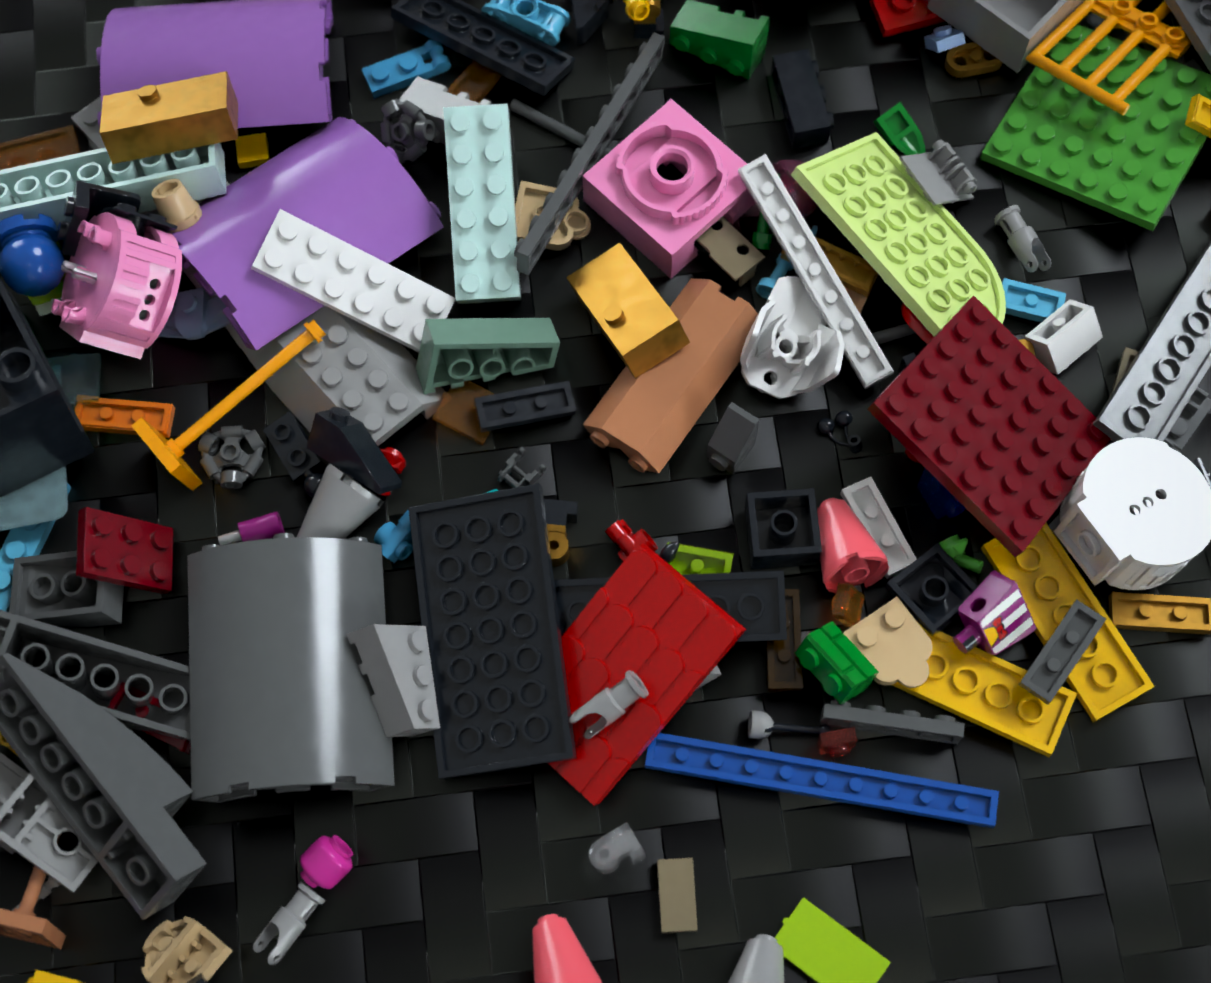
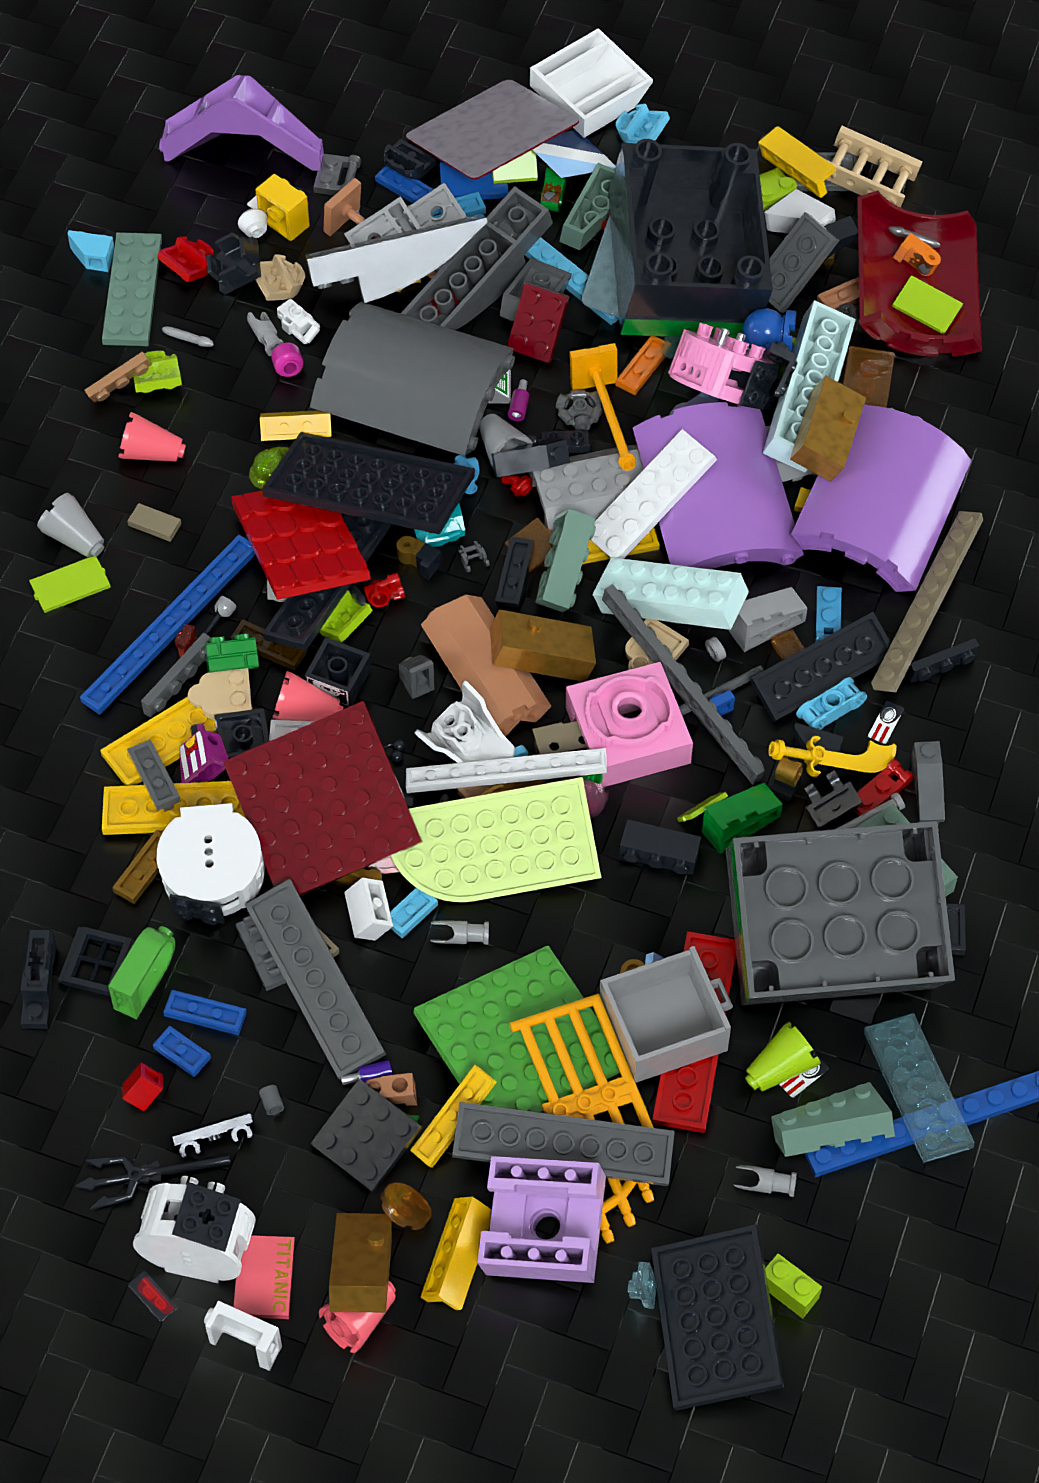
camera: 115 degrees right, 10 degrees down
(176, 204) = (761, 415): tan piece -> none
(247, 888) = (297, 321): none -> white piece
(400, 676) = (371, 427): light grey wedge -> none
(411, 134) = (767, 583): dark grey piece -> none
(425, 799) = (289, 424): none -> yellow panel
(508, 793) = (265, 465): none -> clear neon green piece
(519, 150) = (715, 649): none -> light grey tile
(583, 115) = (724, 702): none -> blue plate
(611, 703) = (280, 517): light grey piece -> none
(613, 847) = (200, 504): clear leg -> none
(732, 74) = (698, 809): none -> lime piece
(847, 604) = (266, 689): clear orange plate -> none
(900, 130) = (595, 900): green plate -> none
(940, 174) = (541, 899): light grey hinge -> none

